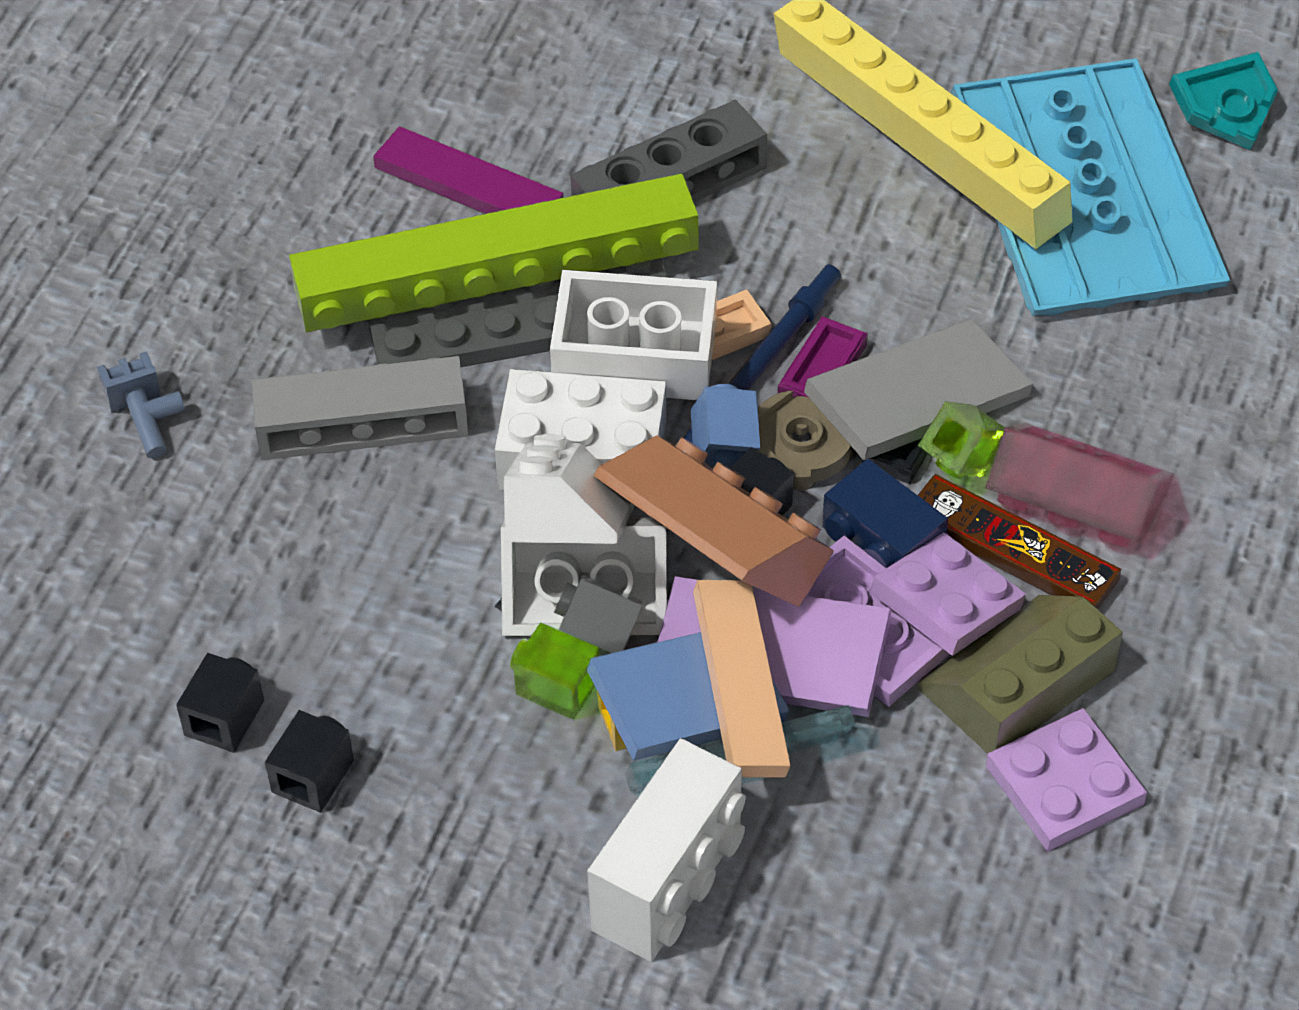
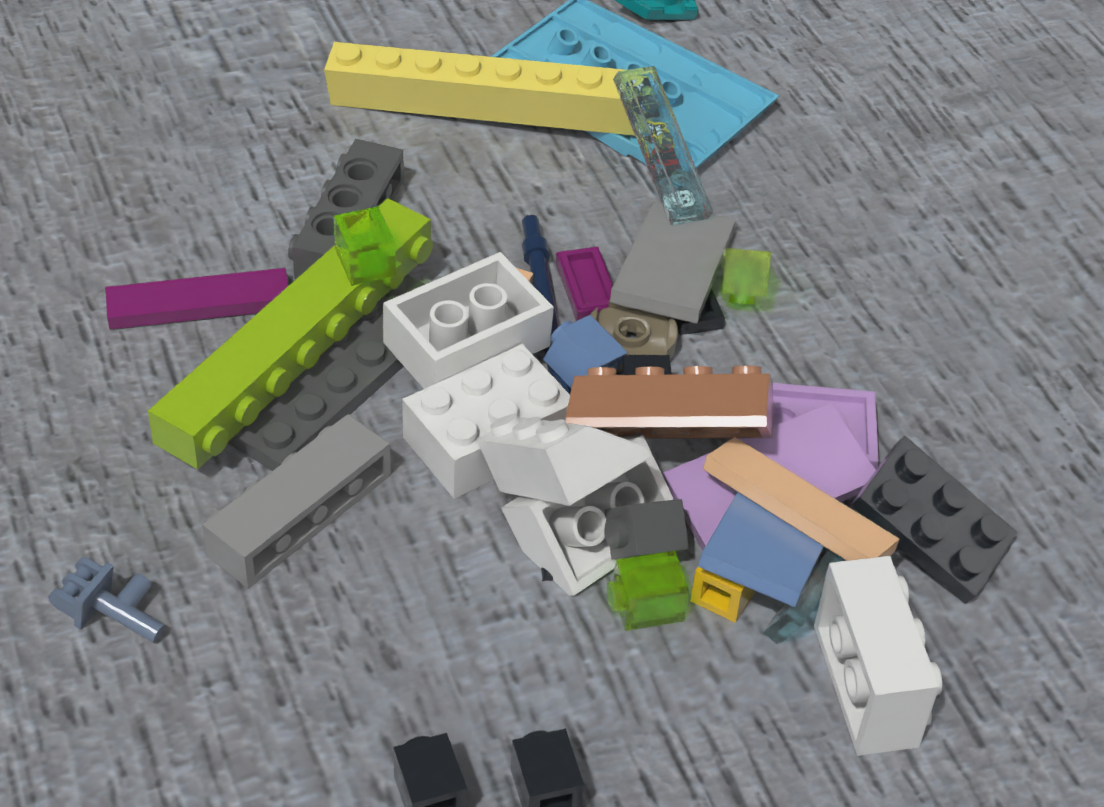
camera: 45 degrees left, 5 degrees down
(595, 206) = (364, 245): none -> clear neon green brick
(874, 778) = (935, 519): none -> black plate
(880, 514) = (750, 343): dark blue brick -> none
(947, 593) = (843, 374): lavender plate -> none
(1008, 263) = (662, 145): none -> clear light blue tile
(1020, 545) = (831, 325): tile -> none
(1025, 669) = (931, 392): olive slope -> none
(1065, 779) = (1024, 449): lavender plate -> none
(1077, 483) = (838, 263): clear pink slope -> none

